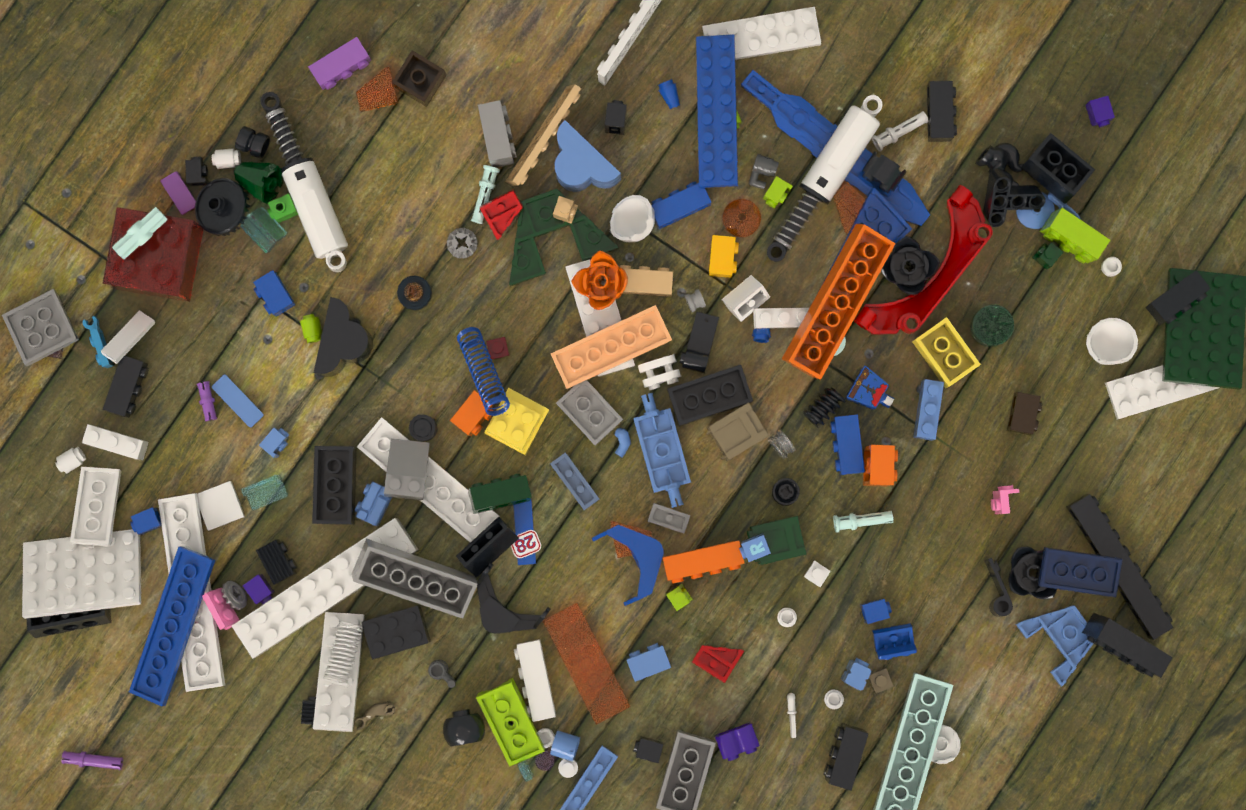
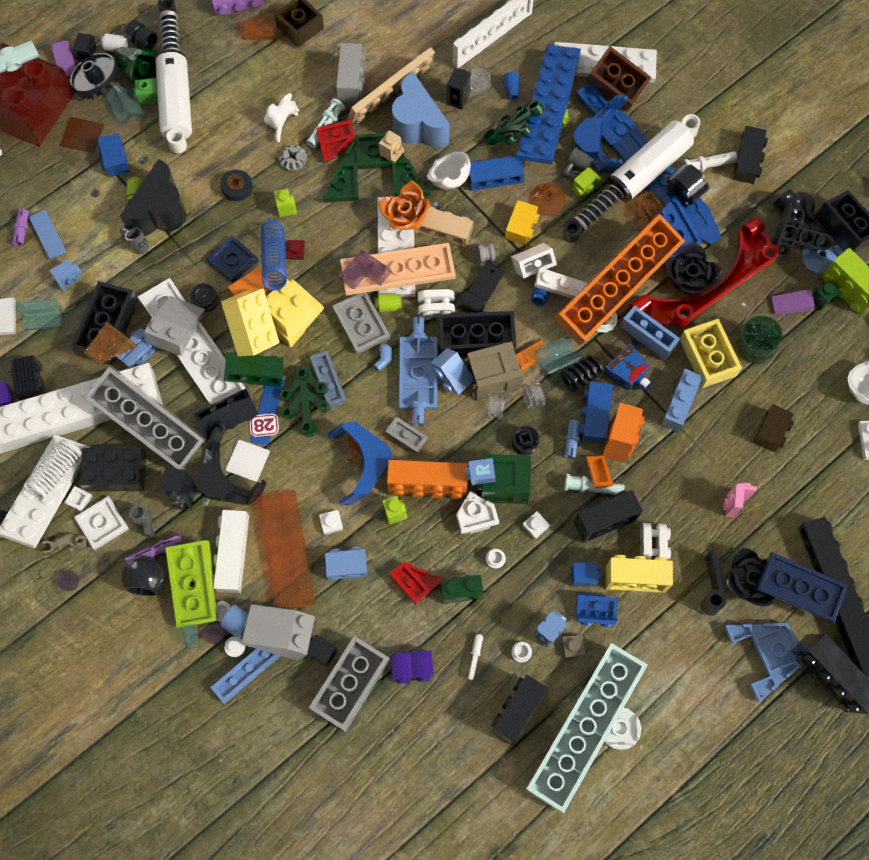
camera: 10 degrees right, 15 degrees down
(229, 275) = (82, 134): none -> reddish brown piece
(331, 385) = (135, 239): none -> dark grey piece
(350, 513) = (108, 344): none -> clear orange wing
(371, 668) = (78, 499): none -> white tile
(390, 748) = (68, 580): none -> tile
(401, 685) = (101, 523): none -> white tile
(432, 200) = (277, 115): none -> white animal
(436, 376) = (232, 259): none -> dark blue tile
(461, 700) = (159, 548): none -> medium lavender pin
(469, 639) = (178, 488): none -> black brick
(472, 300) = (285, 203): none -> lime brick
(485, 454) = (250, 322): none -> light yellow brick
(521, 584) = (247, 460): none -> white sticker
(557, 507) = (304, 397): none -> dark green plant
(578, 355) = (363, 266): none -> plate
(606, 746) = (278, 631): none -> light grey slope
(610, 382) = (388, 302): none -> lime brick
(621, 624) = (331, 522): none -> white plate
(632, 95) = (479, 80): none -> clear wheel
(667, 162) = (511, 124): none -> dark green plant
(697, 444) = (452, 371): none -> medium blue brick
(748, 466) = (495, 406): none -> clear wheel
(757, 580) = (476, 514): none -> white plate
(764, 657) = (462, 589): none -> dark green brick
(767, 135) = (590, 131): none -> blue piece
(768, 398) = (527, 356): none -> orange tile
(782, 61) = (618, 76): none -> reddish brown brick
(795, 396) = (557, 355): none -> clear light blue panel
(830, 477) = (572, 439): none -> medium blue axle
(864, 505) = (599, 471): none -> orange tile
(881, 347) = (649, 332): none -> medium blue brick
(883, 550) = (607, 515): none -> black brick
(925, 599) = (639, 574): none -> light yellow brick
(942, 568) = (662, 536): none -> white brick
(1017, 270) = (793, 302): none -> medium lavender slope

